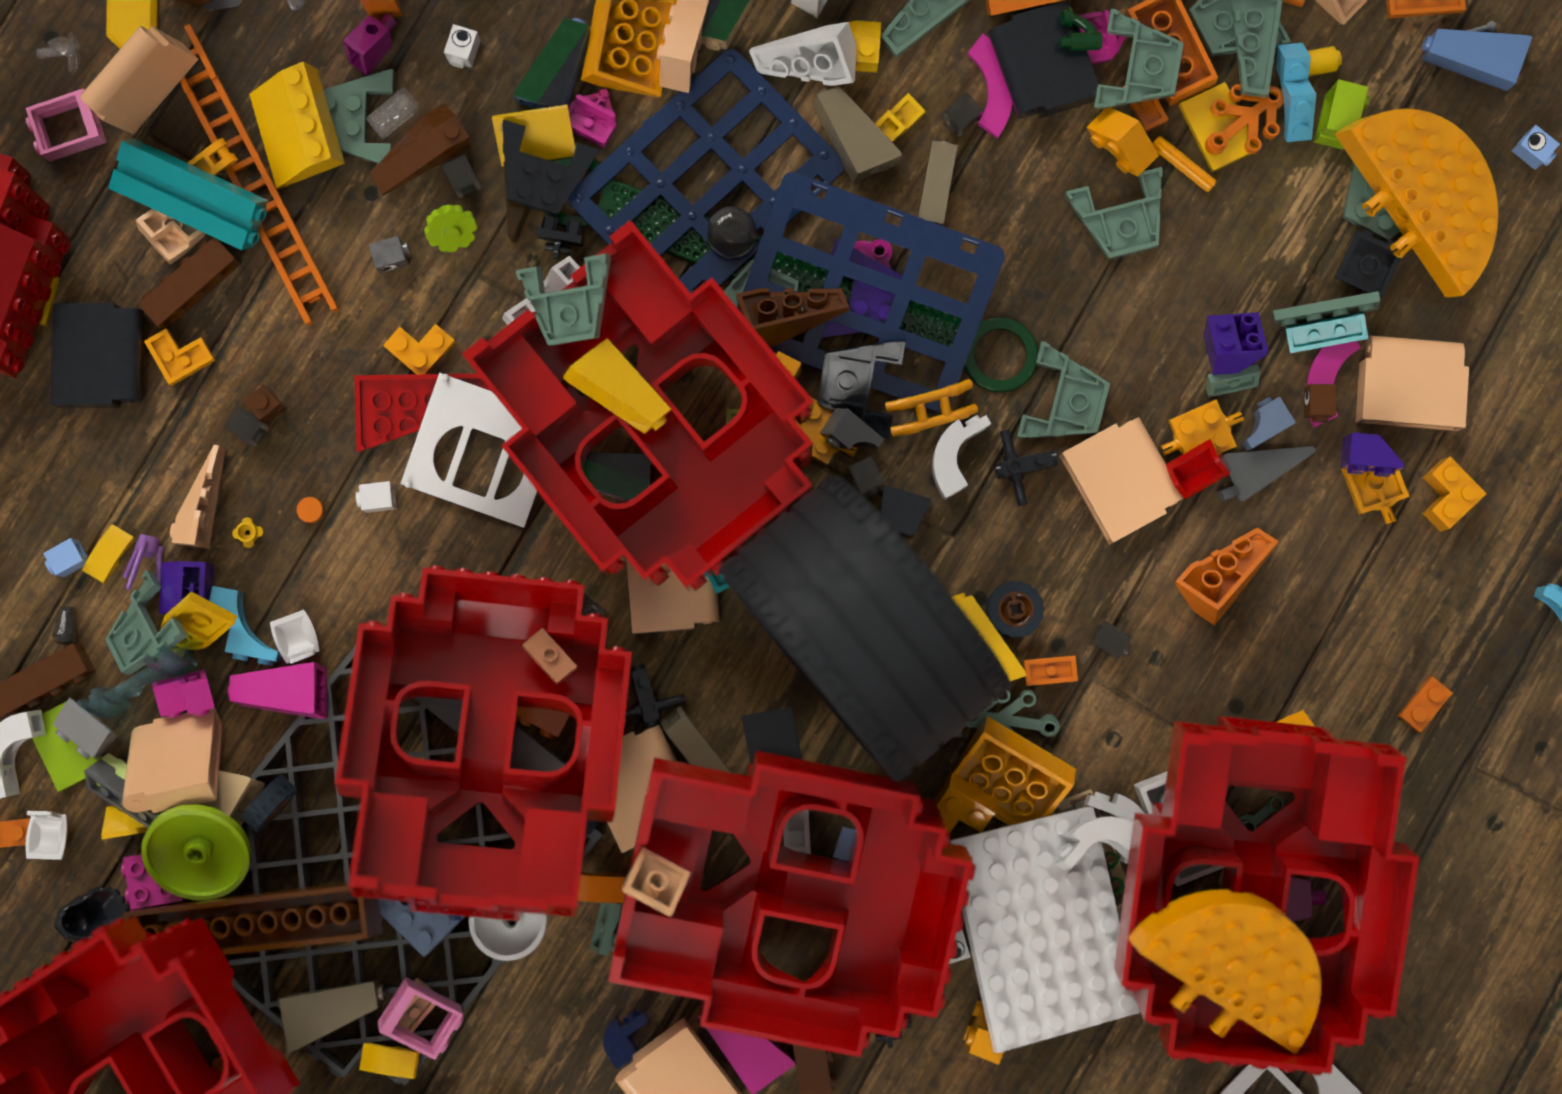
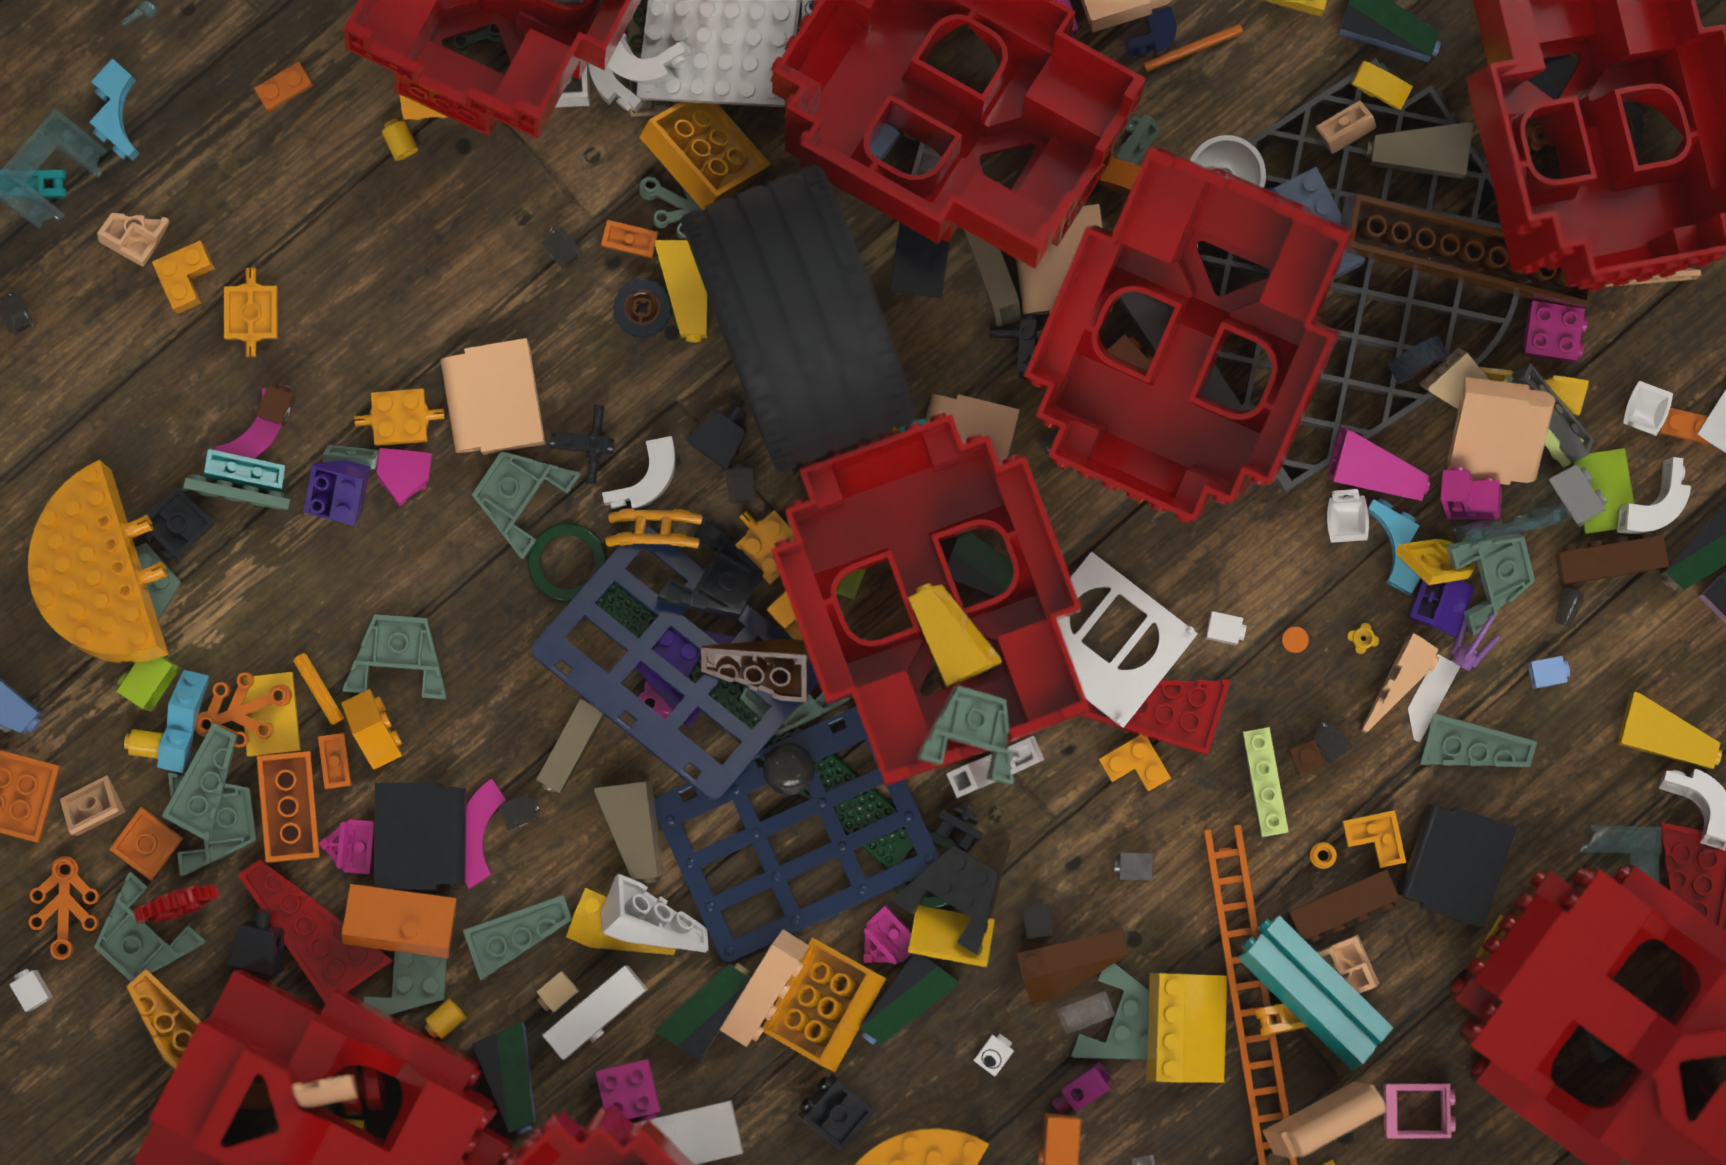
camera: 160 degrees left, 0 degrees up
(89, 913) = (1623, 314): black piece -> none
(107, 553) = (1506, 663): yellow slope -> none
(125, 468) = (1466, 743): none -> sand green wing
(171, 499) = (1430, 696): none -> white sticker
(196, 852) = (1501, 336): lime dish -> none
(217, 318) = (1331, 852): none -> light orange plate
(295, 368) = (1264, 782): none -> yellowish green piece
(399, 1003) = (1351, 131): bright pink window -> none
(450, 228) = (1065, 871): lime plant -> none
(549, 656) = (1104, 407): nougat plate -> none
(584, 1037) = (1193, 48): none -> orange bar
(656, 881) = (1072, 155): light nougat slope -> none
(846, 429) = (744, 532): dark grey arch -> none
(900, 118) = (582, 831): yellow slope -> none
(965, 803) = (756, 140): light orange brick -> none
(1080, 41) = (370, 837): dark green plant -> none
(1151, 67) = (318, 788): sand green wing -> none
(1179, 384) = (403, 472): none -> dark pink slope
(1197, 469) = (419, 380): red panel -> none
(1219, 579) = (434, 271): orange wedge -> none
(1257, 469) = (360, 363): dark grey flag -> none
(1269, 420) = (329, 404): sand blue arch -> none
(1299, 690) = (399, 139): none -> yellow brick
(1368, 453) = (254, 336): dark purple slope -> none
(1413, 384) = (178, 394): light nougat piece -> none
(1510, 516) = (132, 236): none -> light nougat slope

